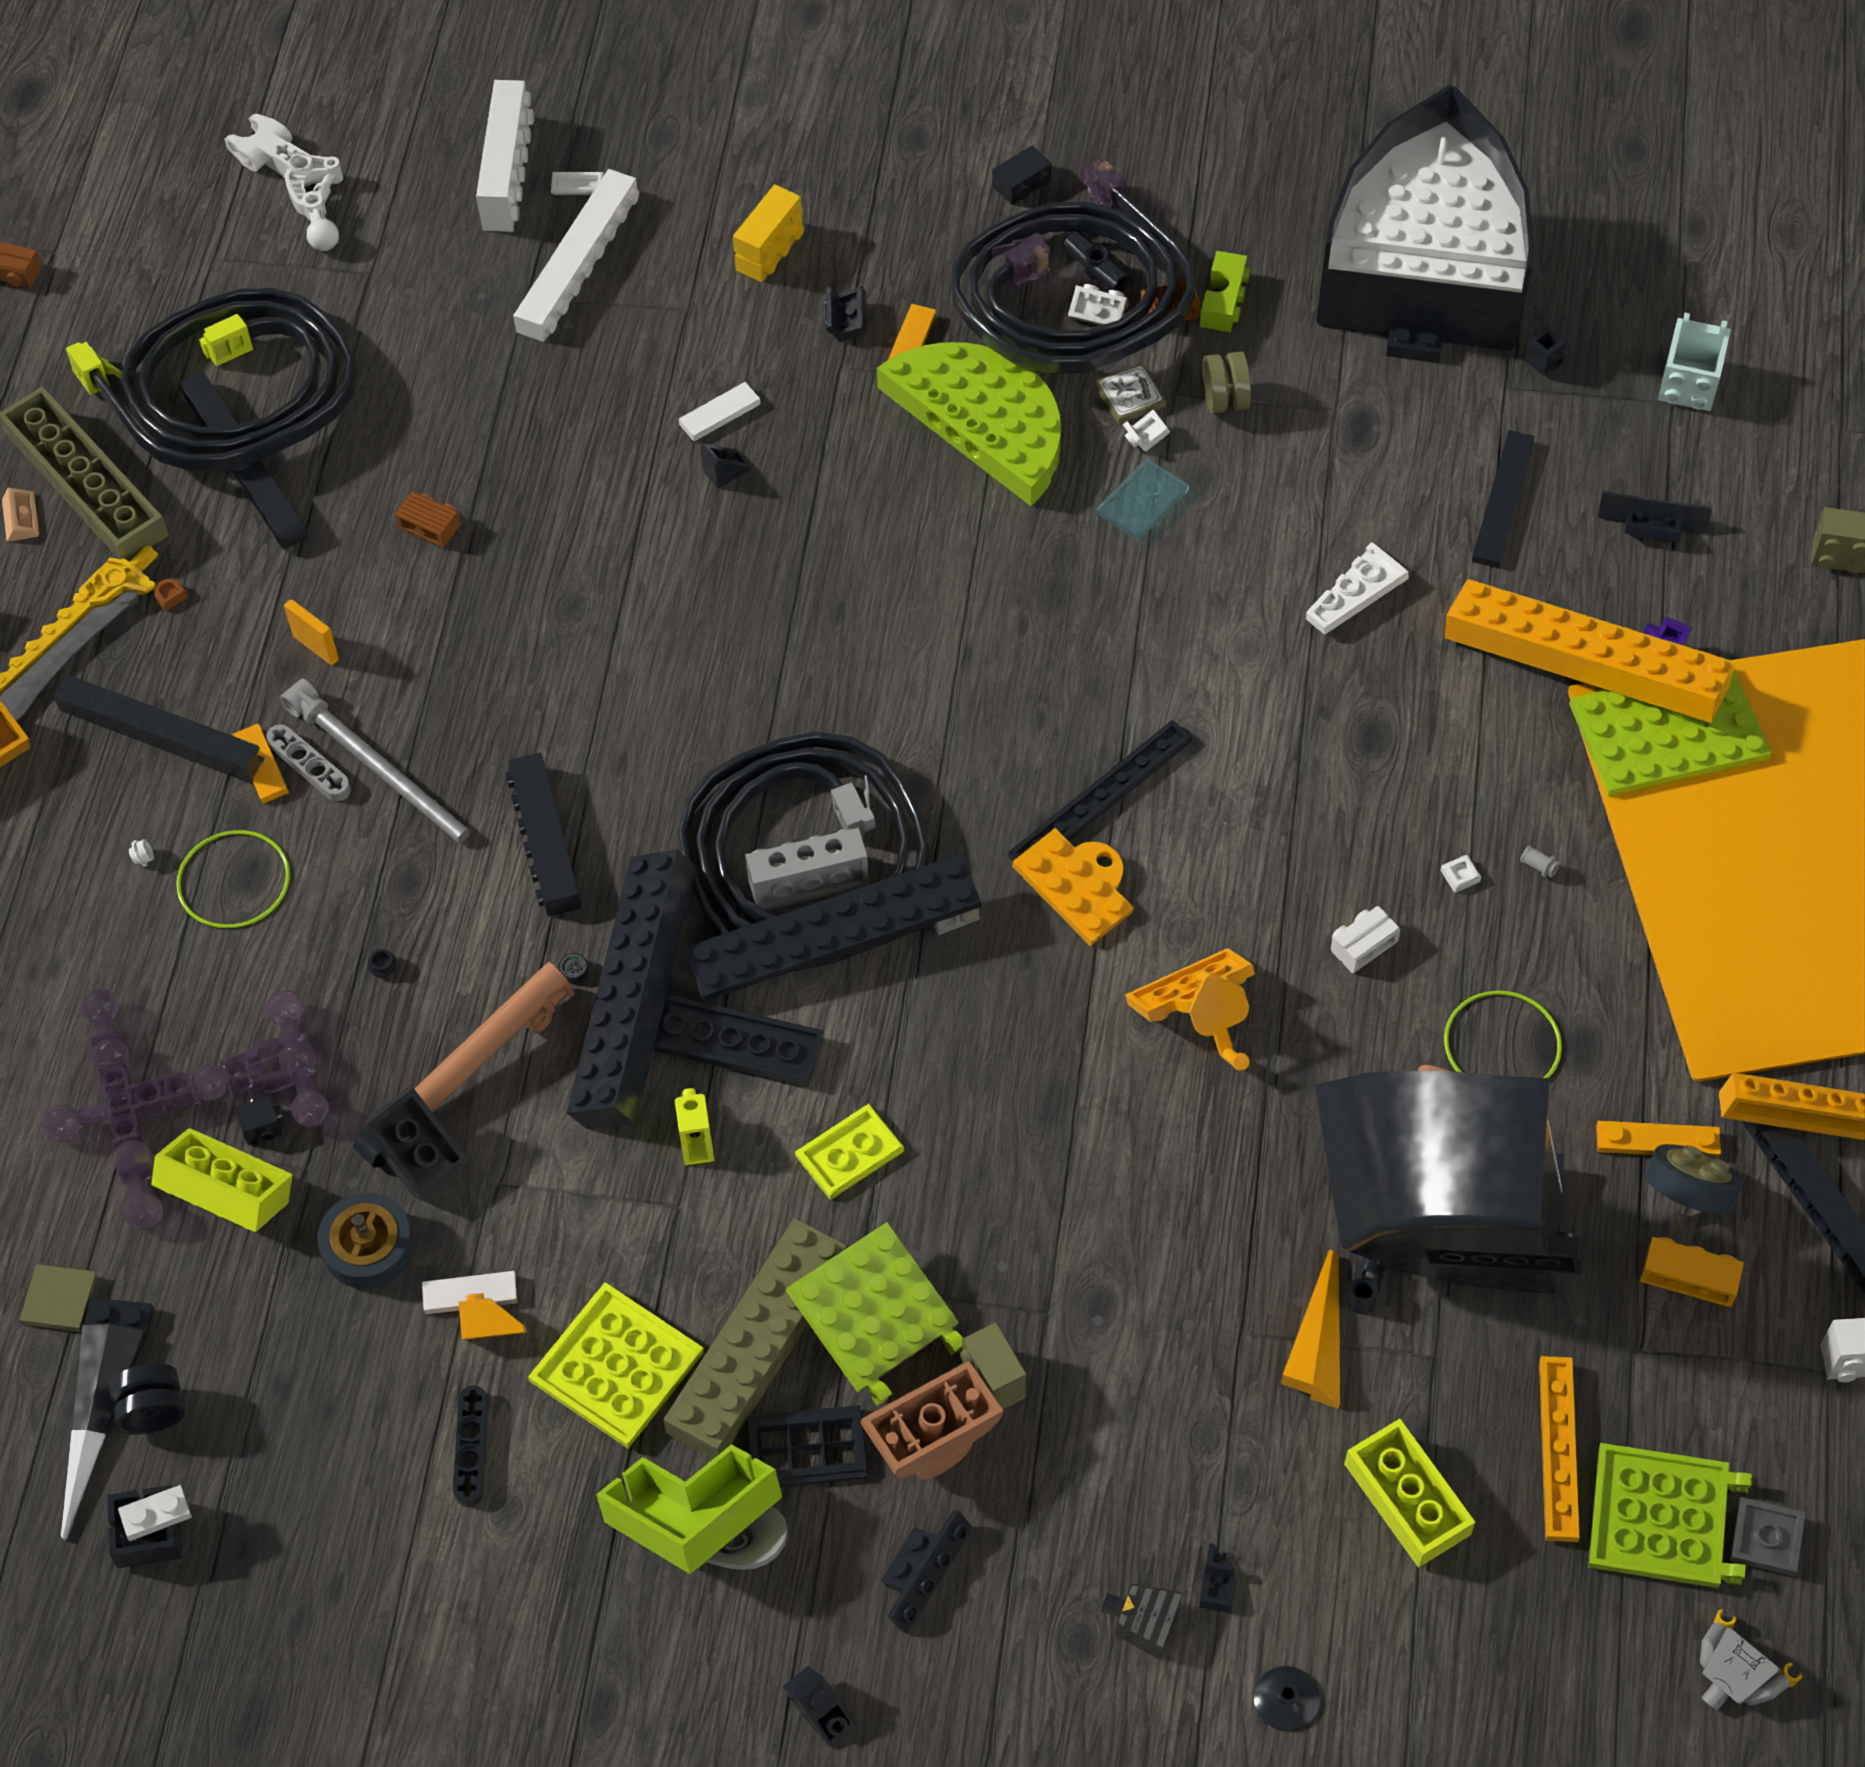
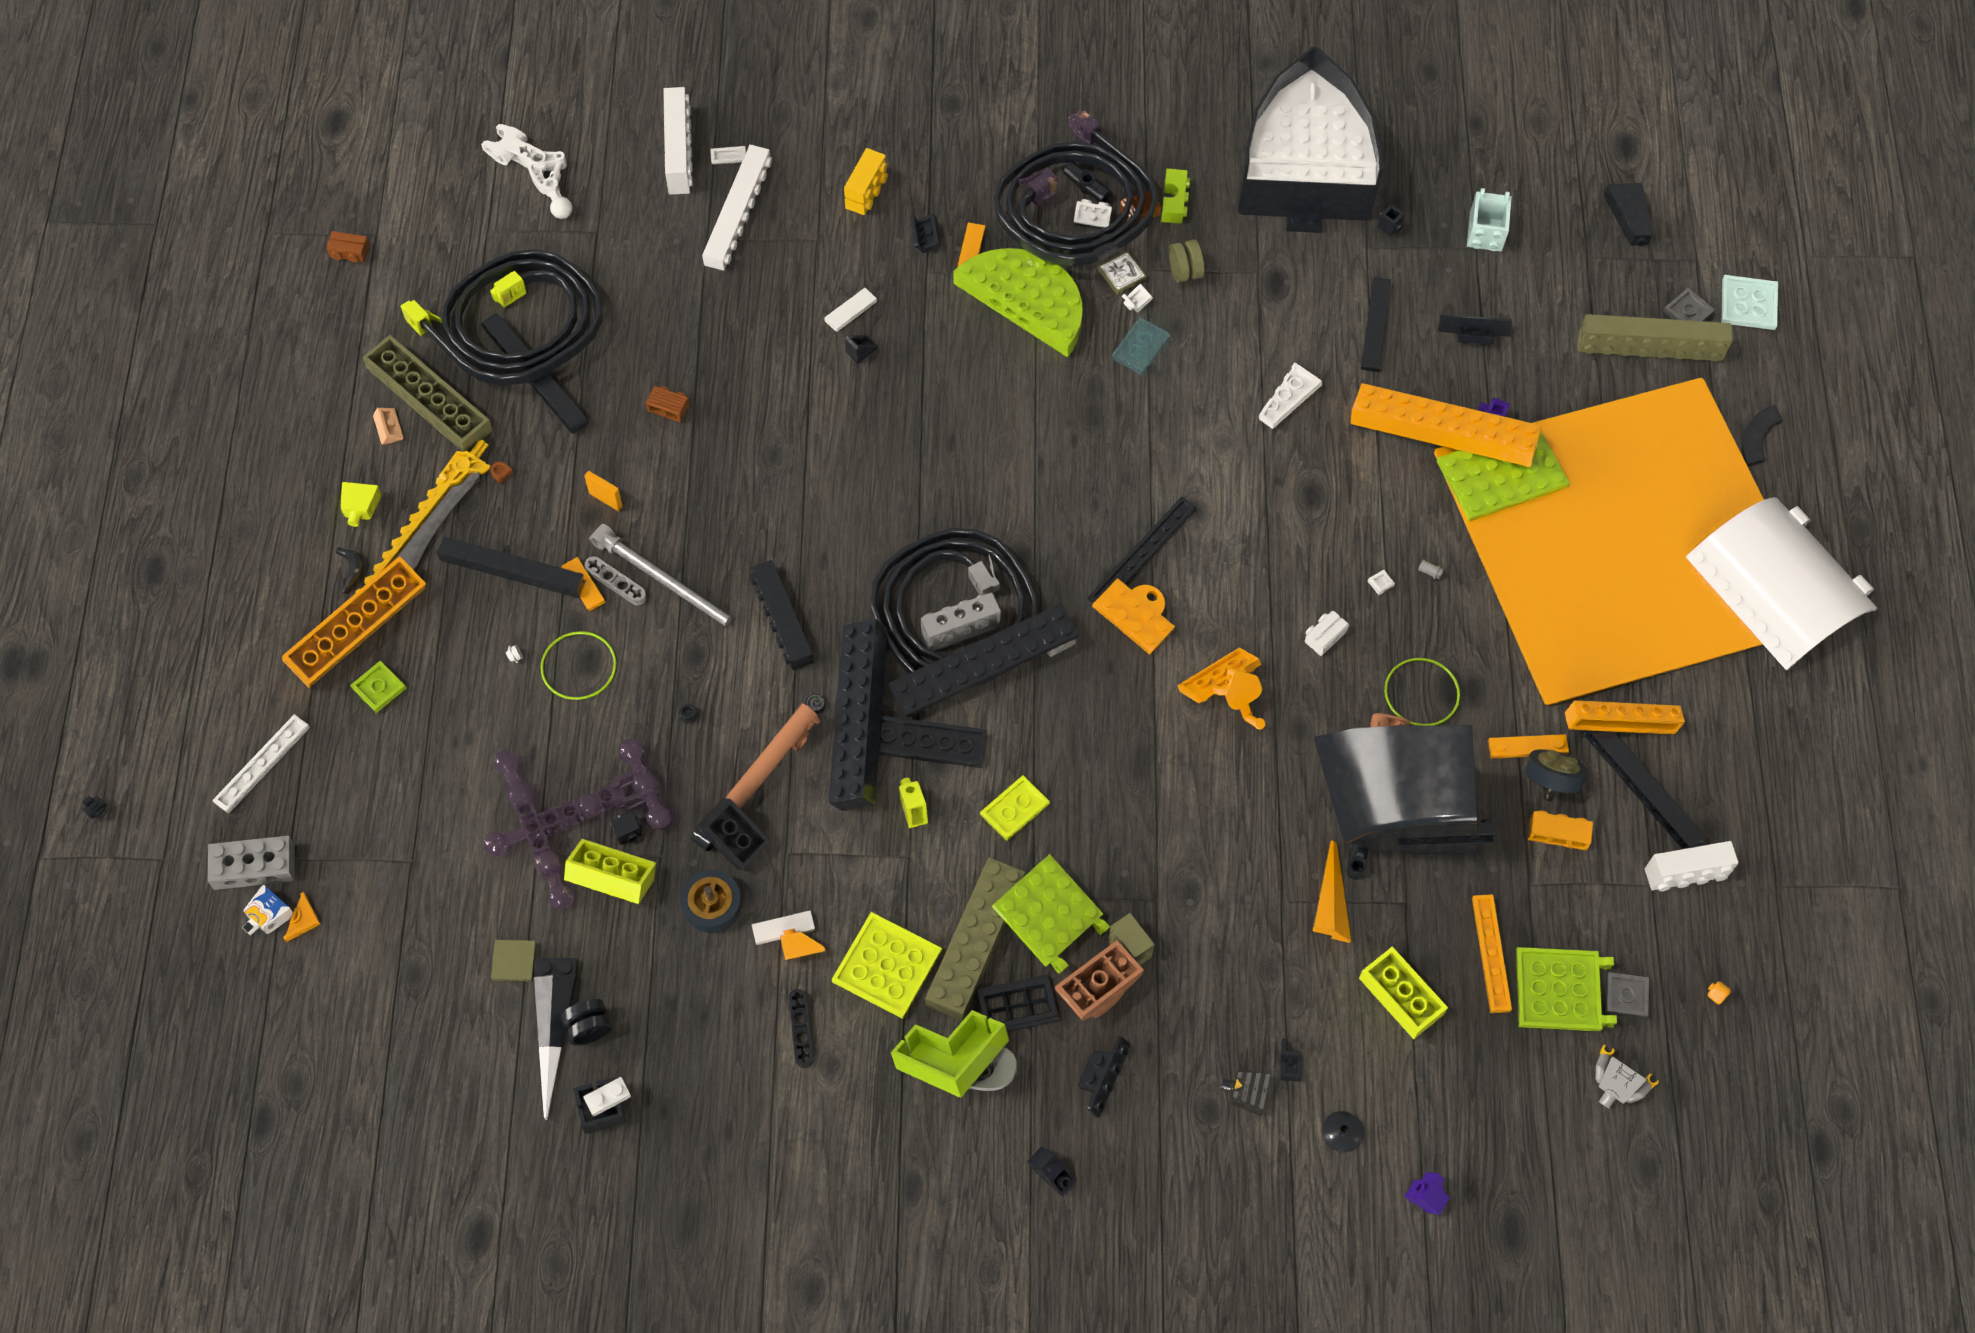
camera: 10 degrees left, 5 degrees up
(1021, 175) = (1028, 124): black brick -> none

